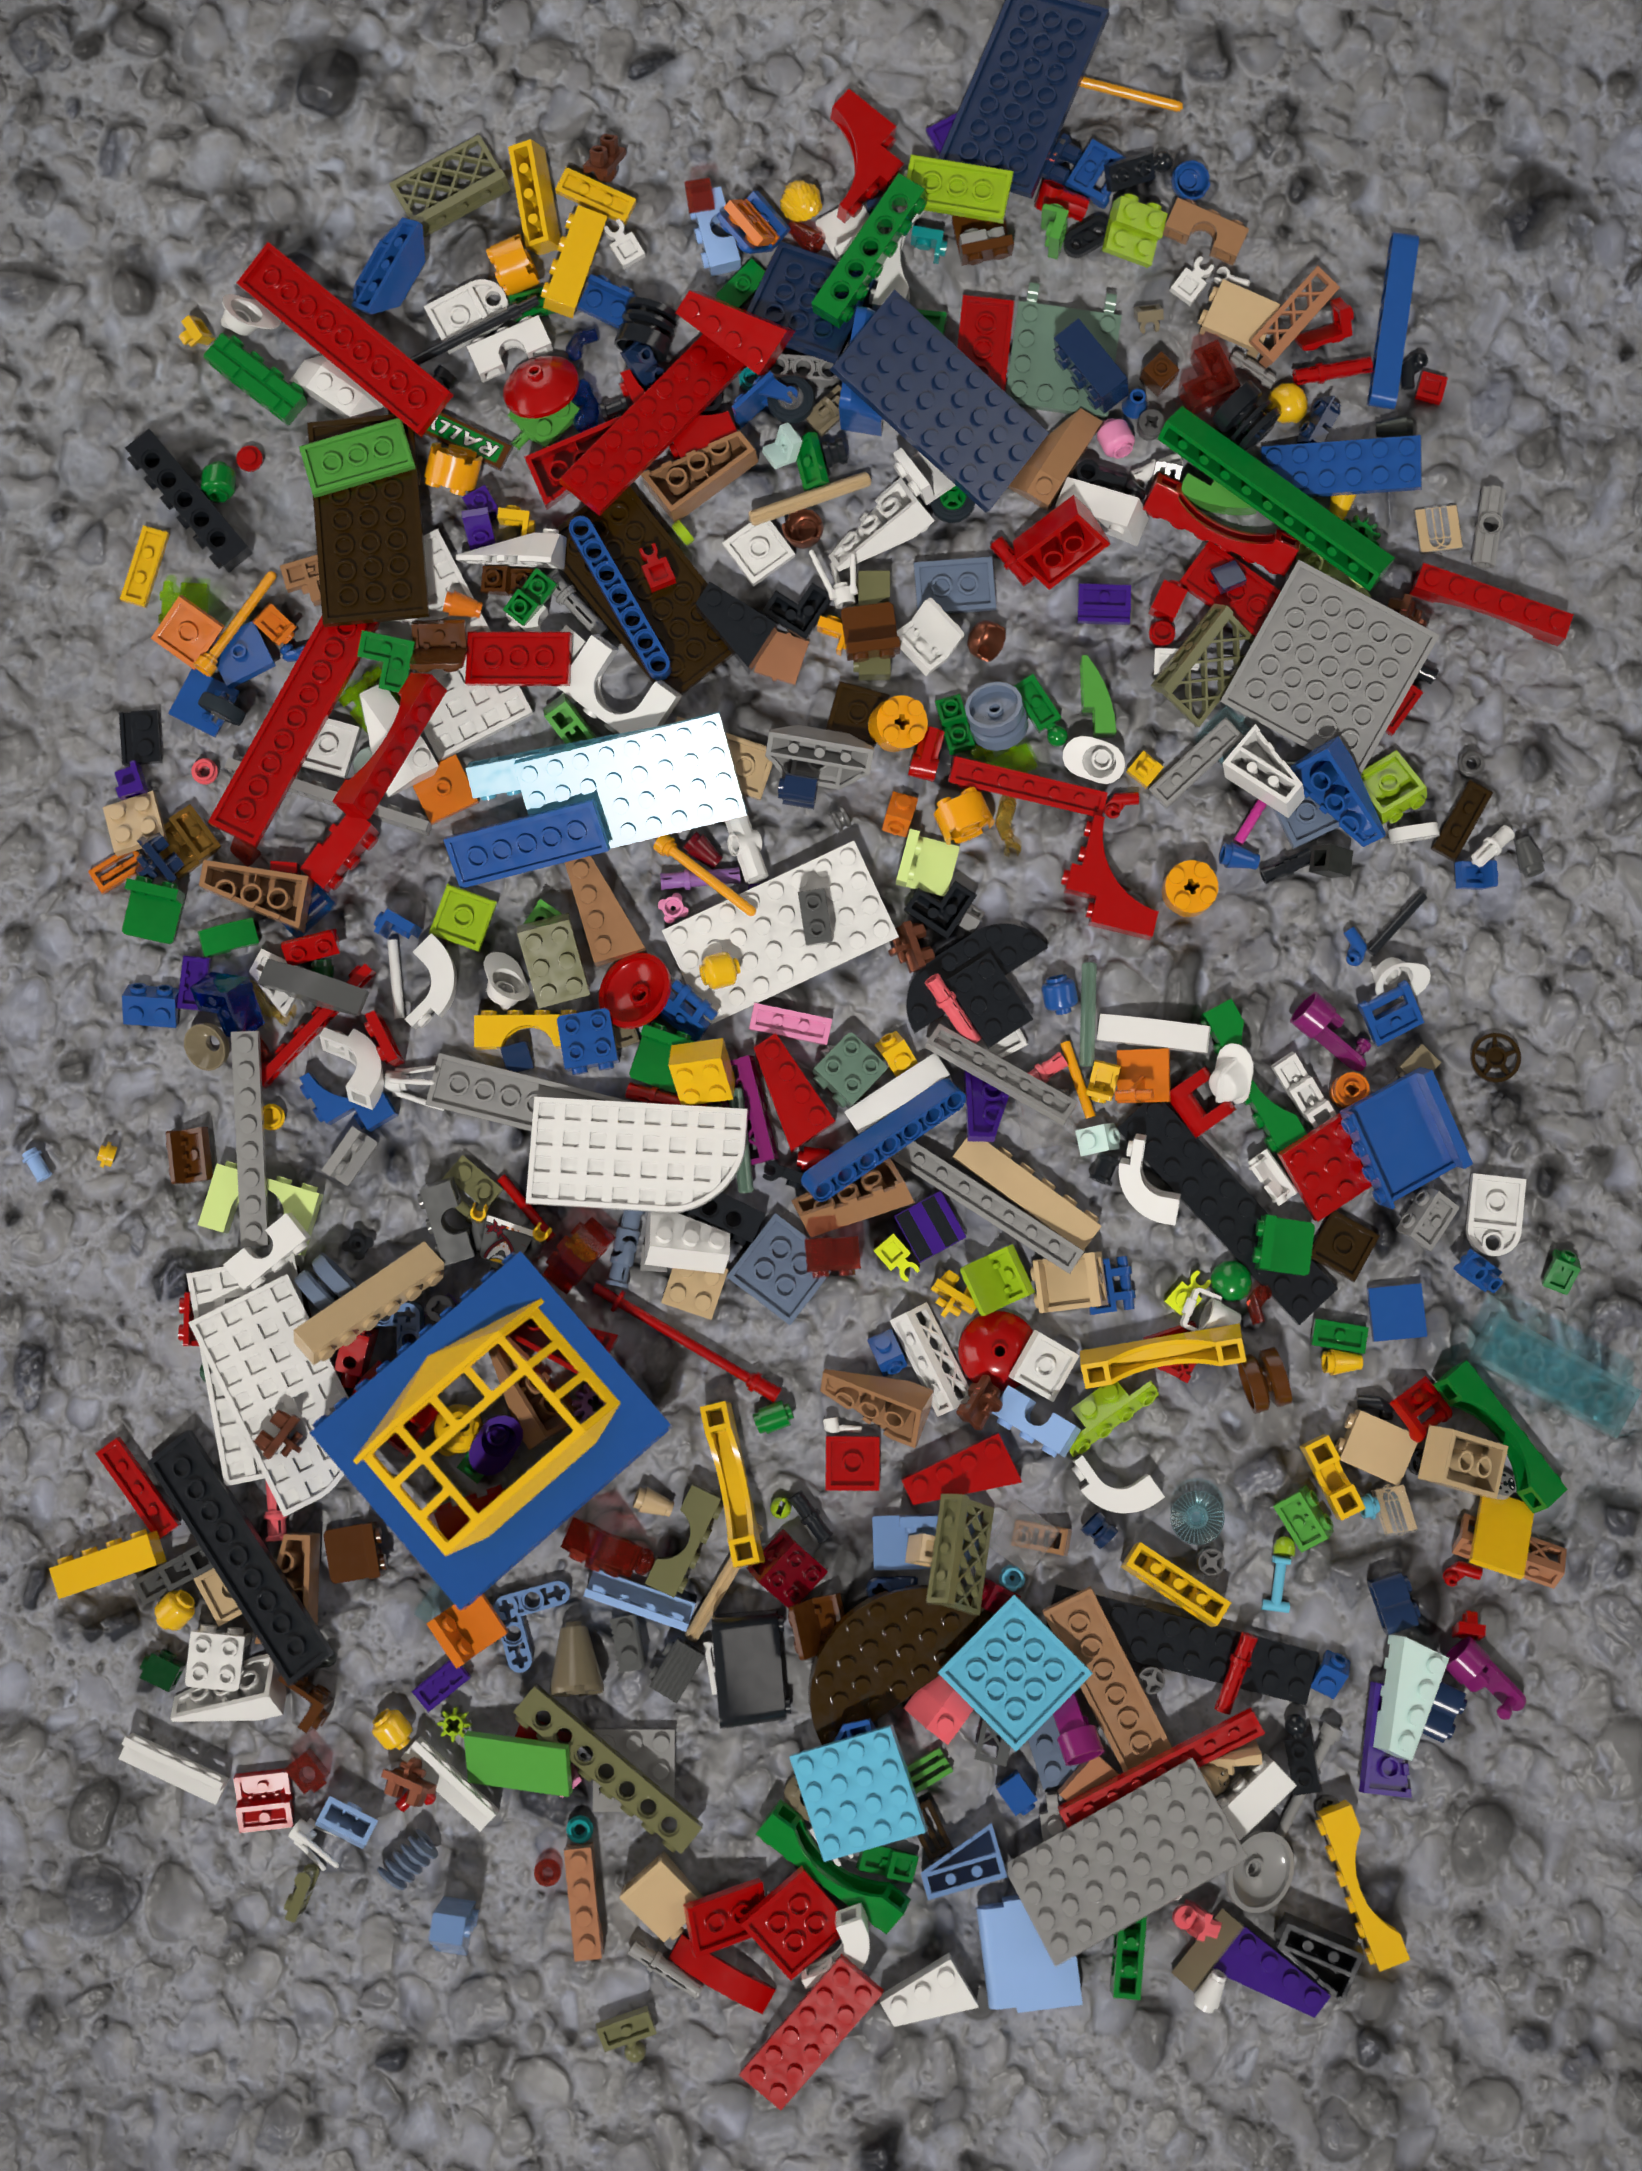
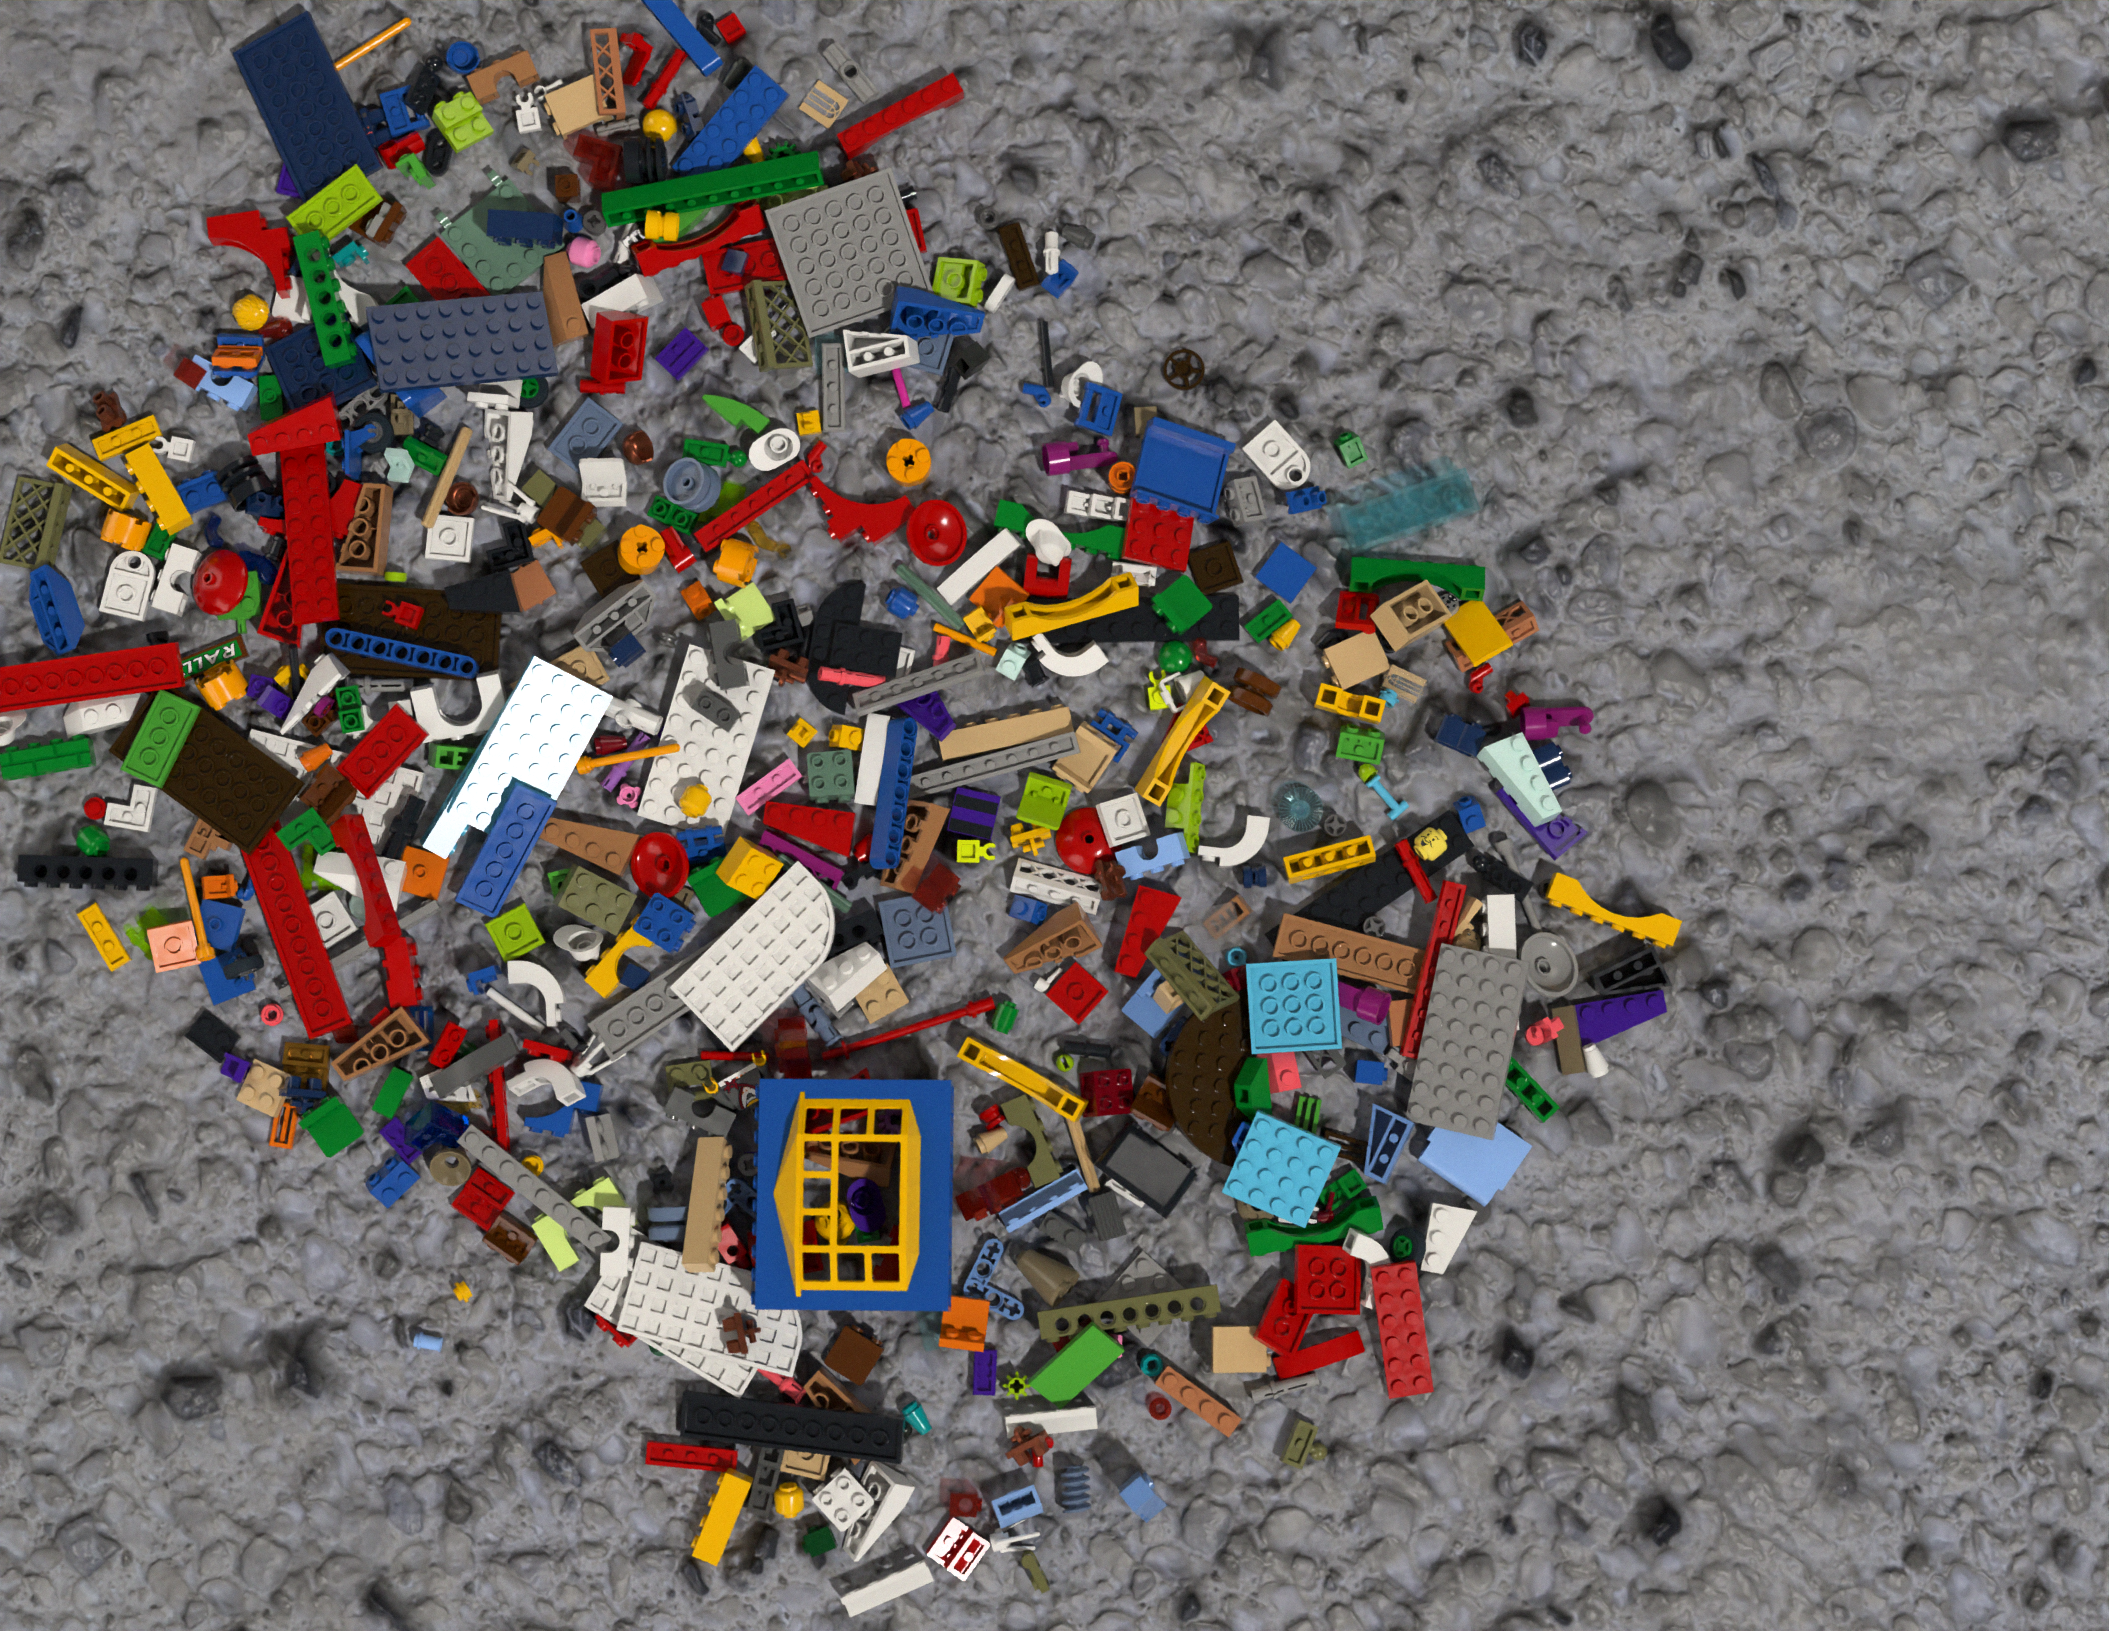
camera: 50 degrees left, 0 degrees up
(204, 1100) = (482, 1199): none -> red slope
(276, 499) = (137, 815): none -> white plate
(320, 1700) = (934, 1464): reddish brown bracket -> none
(347, 1658) = (916, 1417): none -> teal cone
(391, 1729) = (985, 1427): yellow head -> none
(413, 1053) = (573, 1040): none -> black plate
(467, 737) = (403, 827): none -> black piece
(512, 572) = (323, 706): none -> magenta tile
(513, 312) = (156, 556): black bar -> none
(522, 517) = (294, 669): none -> black bar
(652, 1095) = (735, 913): red pin -> none
(674, 1486) = (991, 1117): none -> red wheel
(854, 1870) = (1327, 1215): none -> dark red hand
(865, 1010) = (802, 733): none -> yellow tile
(887, 863) = (722, 635): none -> dark grey arch
(896, 1964) = (1407, 1245): none -> black wheel
(908, 1701) = (1253, 1088): none -> green slope
(1158, 978) = (946, 530): none -> red dish
(1202, 483) = (662, 225): none -> yellow wheel
(1235, 1176) = (1112, 596): none -> yellow arch
(1272, 1665) = (1430, 844): none -> light yellow head

